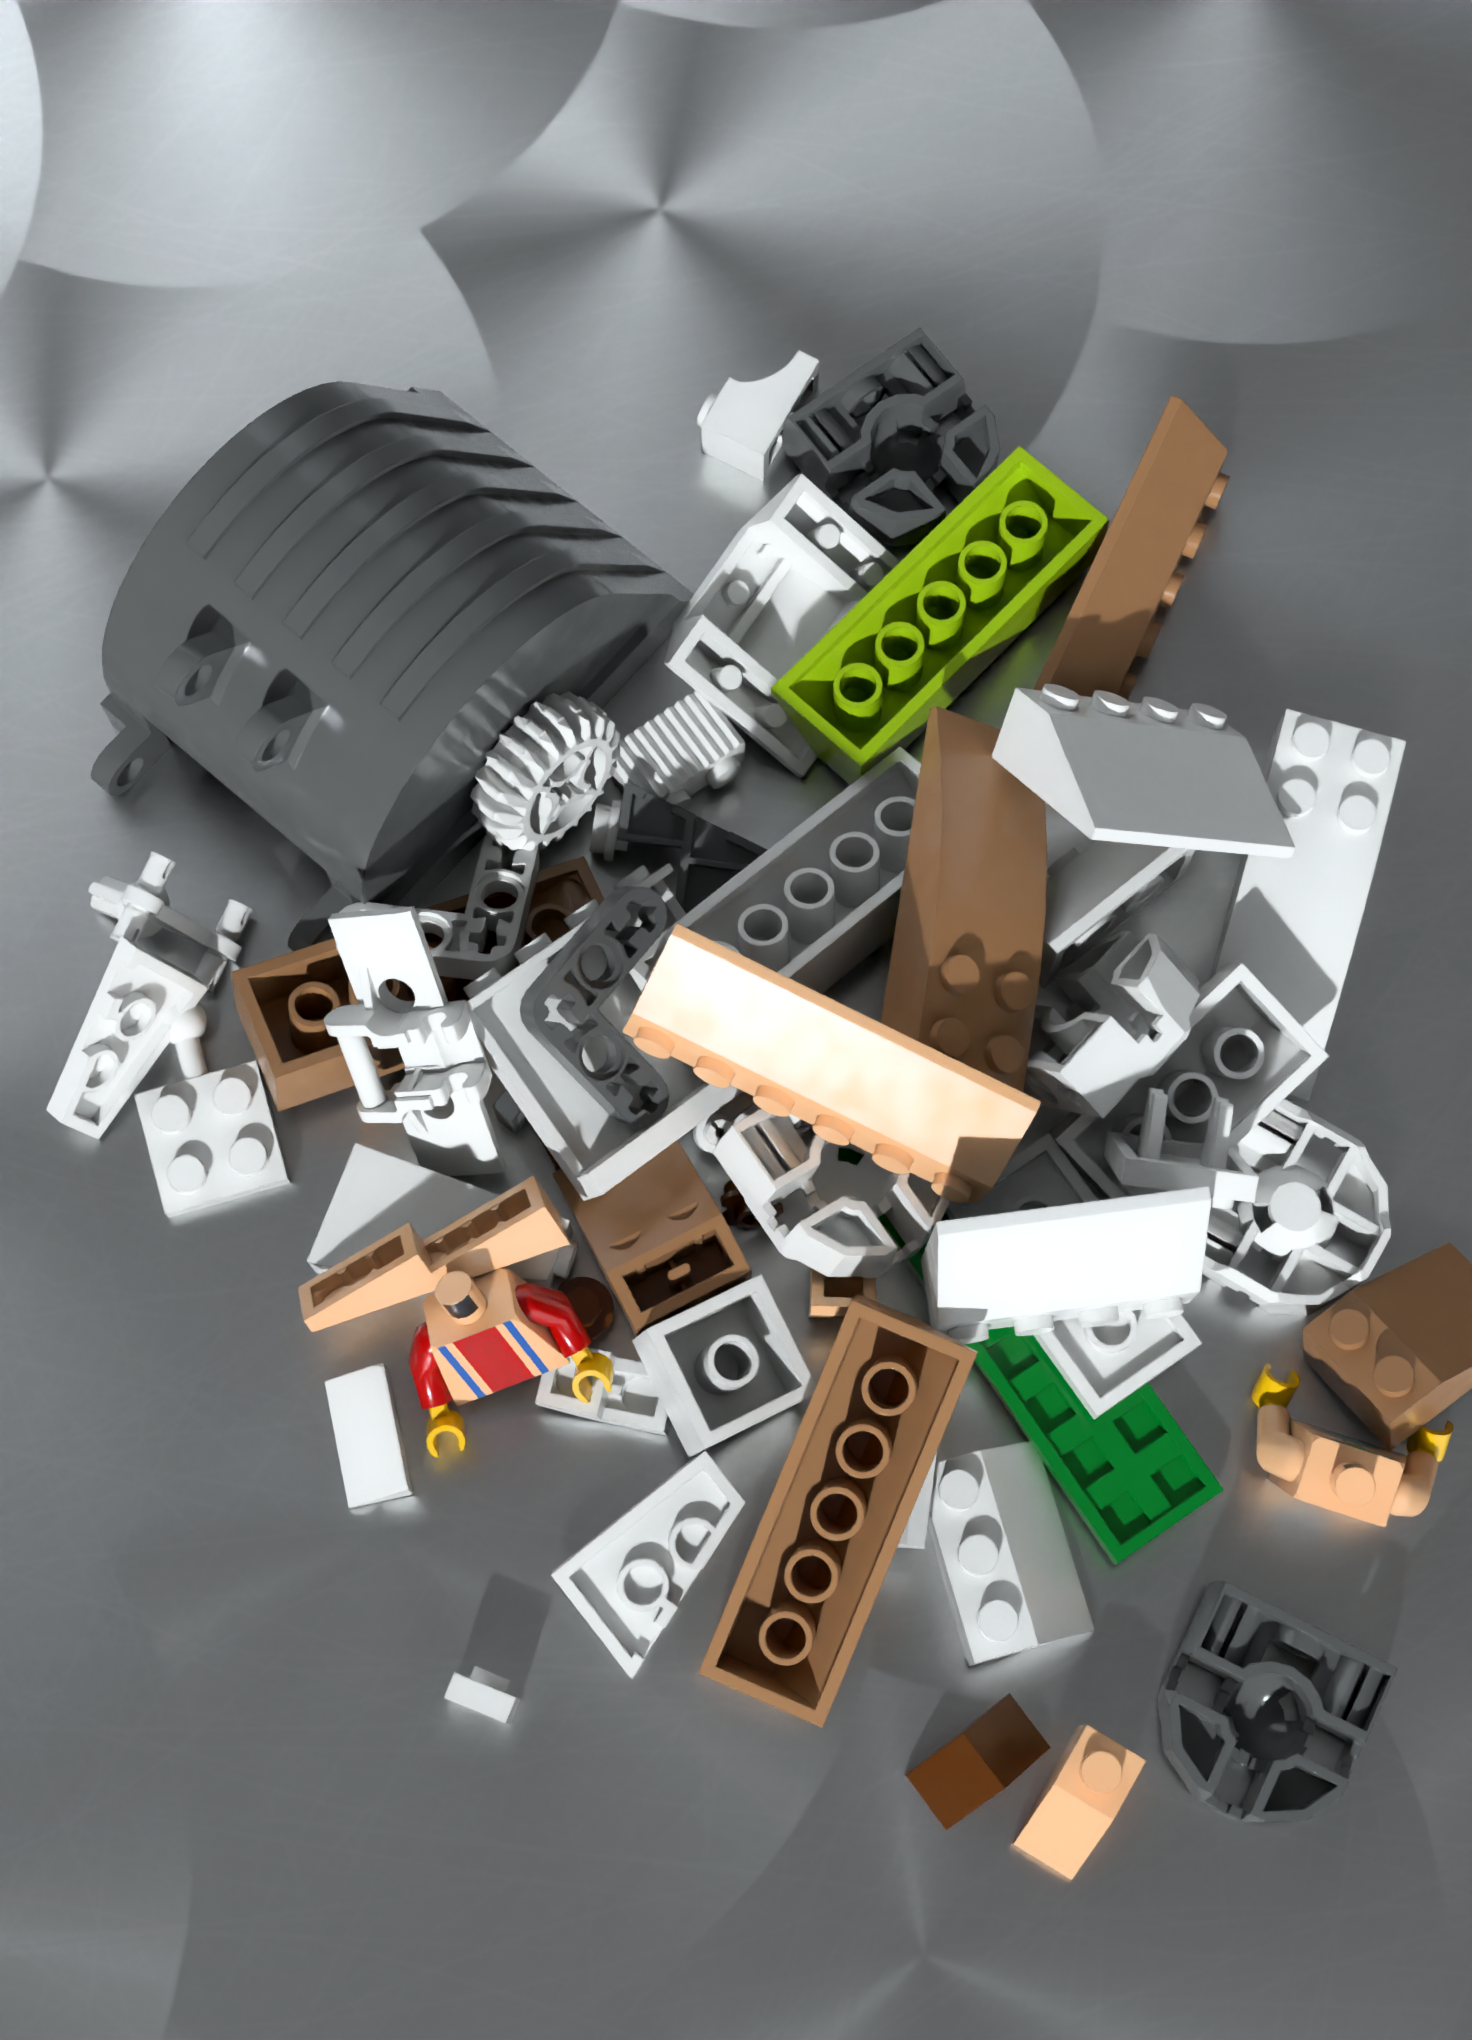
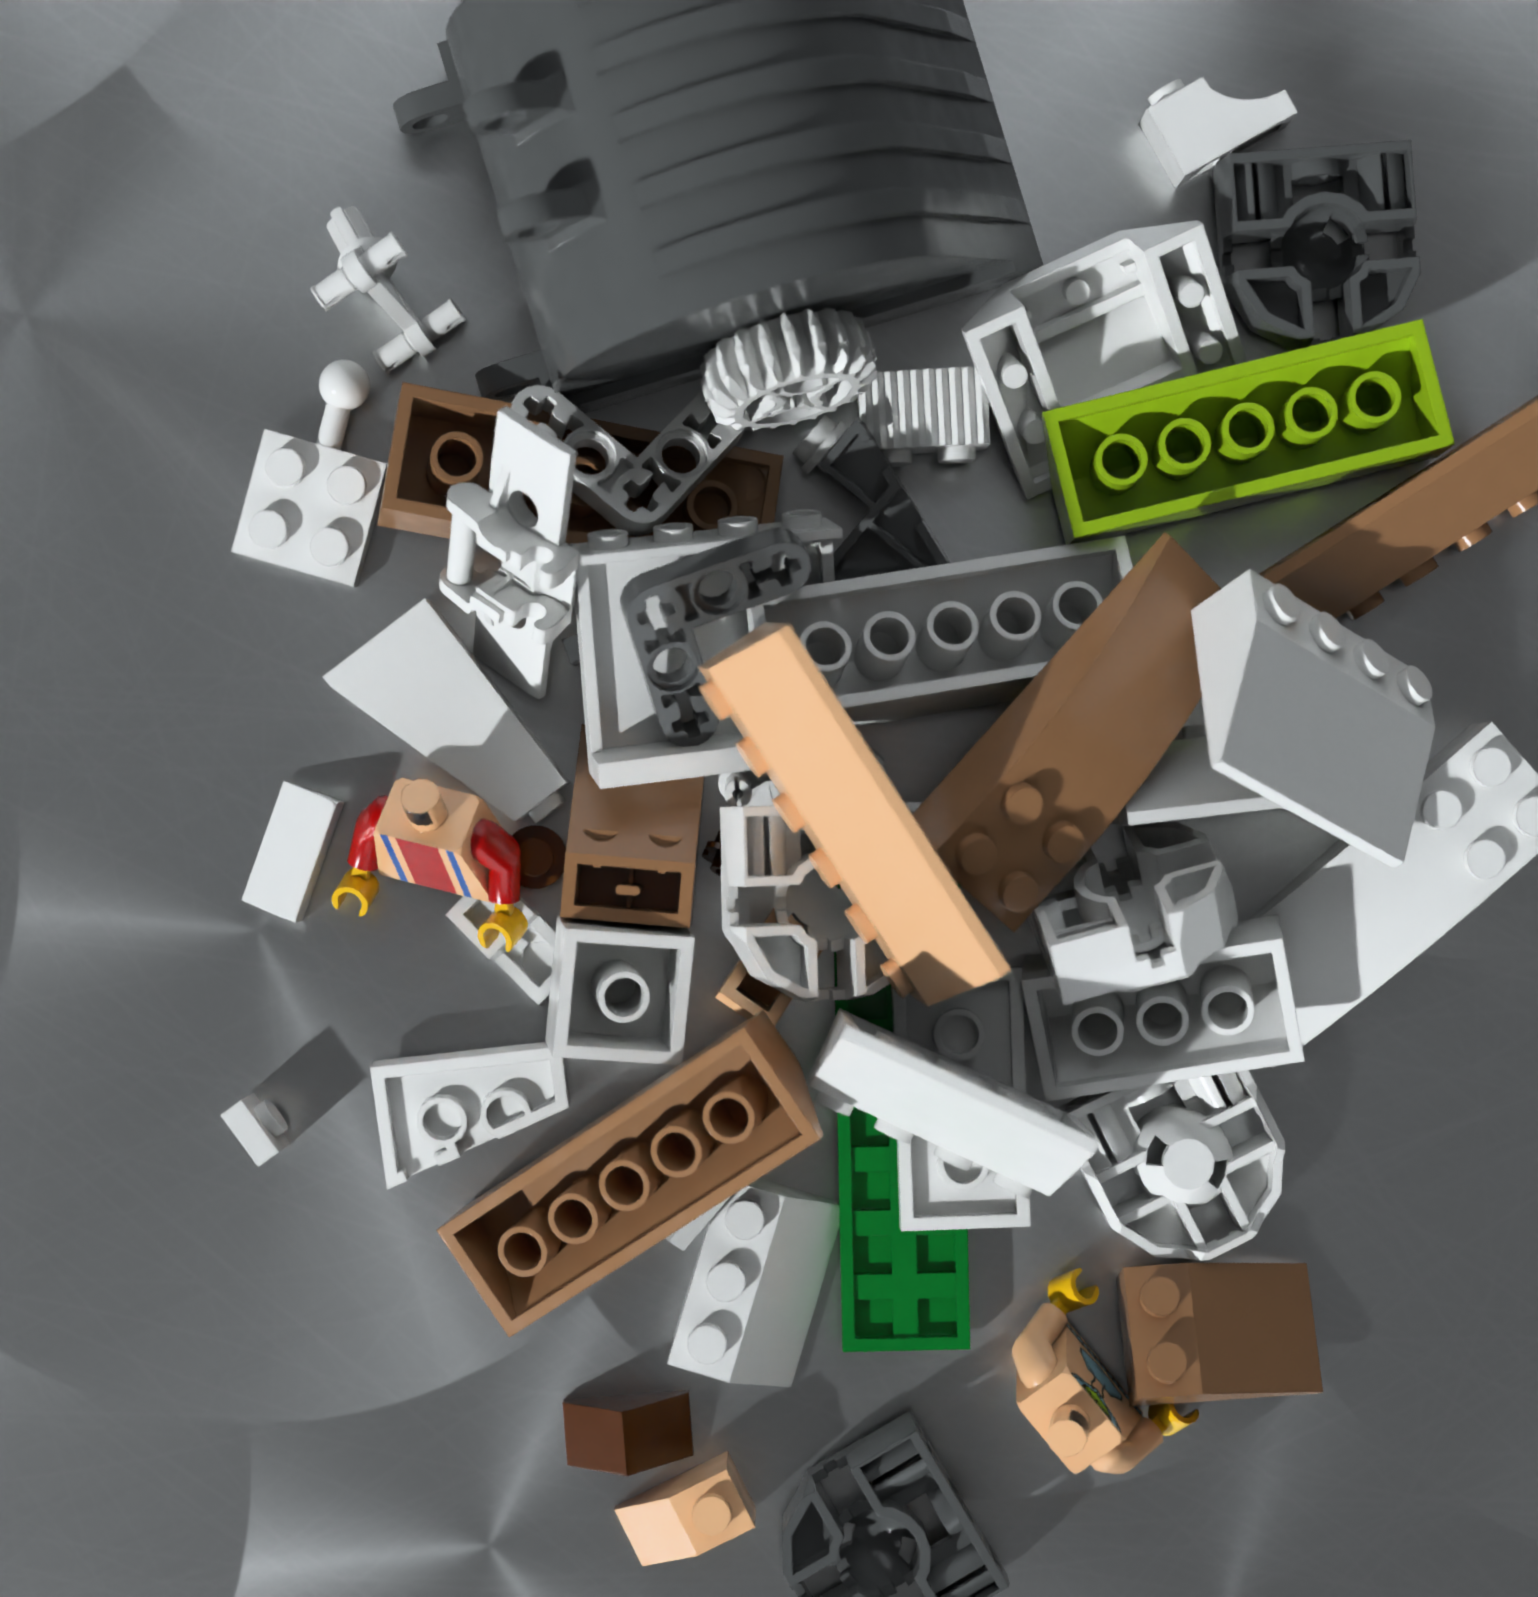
camera: 30 degrees right, 15 degrees up
(121, 1036) = (279, 375): white wing -> none
(403, 1266) = (399, 742): light nougat slope -> none
(1165, 1165) = (1105, 1082): white plate -> none

